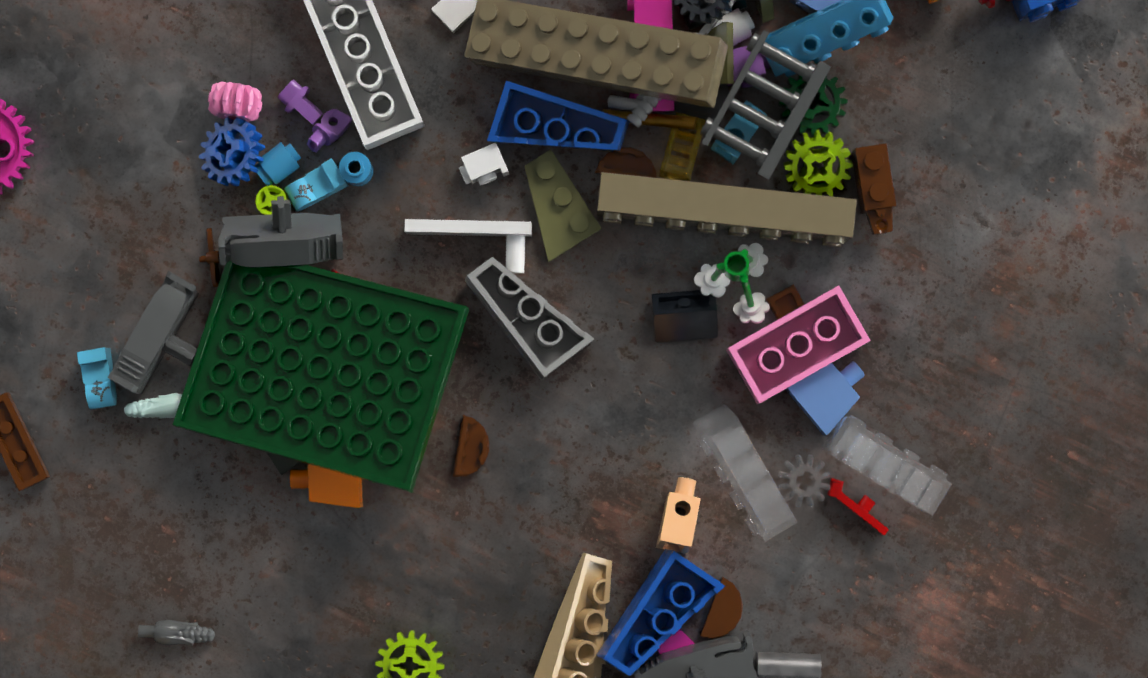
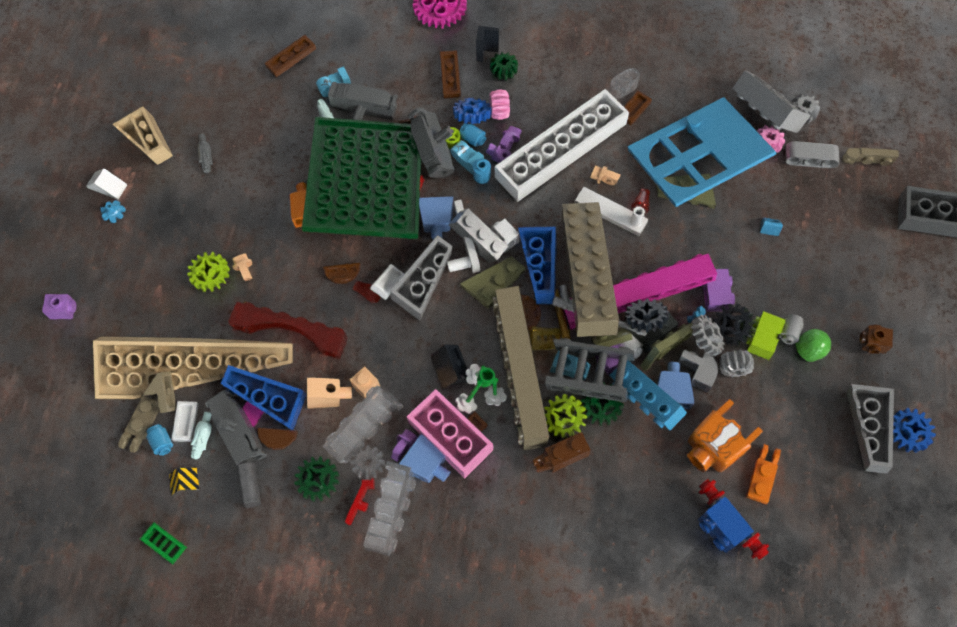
camera: 75 degrees right, 20 degrees down
(94, 84) = (486, 40): none -> black panel
(139, 168) = (450, 74): none -> reddish brown plate
(161, 61) = (503, 66): none -> dark green gear
(408, 607) = (241, 264): none -> light nougat piece
(416, 266) = (436, 214): none -> medium blue torso
(483, 208) = (470, 226): none -> arch
(516, 376) = (387, 281): none -> white tile
(516, 610) = (253, 319): none -> clear red arch
(519, 412) = (364, 290): none -> clear red cone
(678, 454) = (364, 381): none -> light nougat brick
(786, 414) = (404, 443): none -> medium lavender piece
(813, 575) = (327, 471): none -> dark green gear

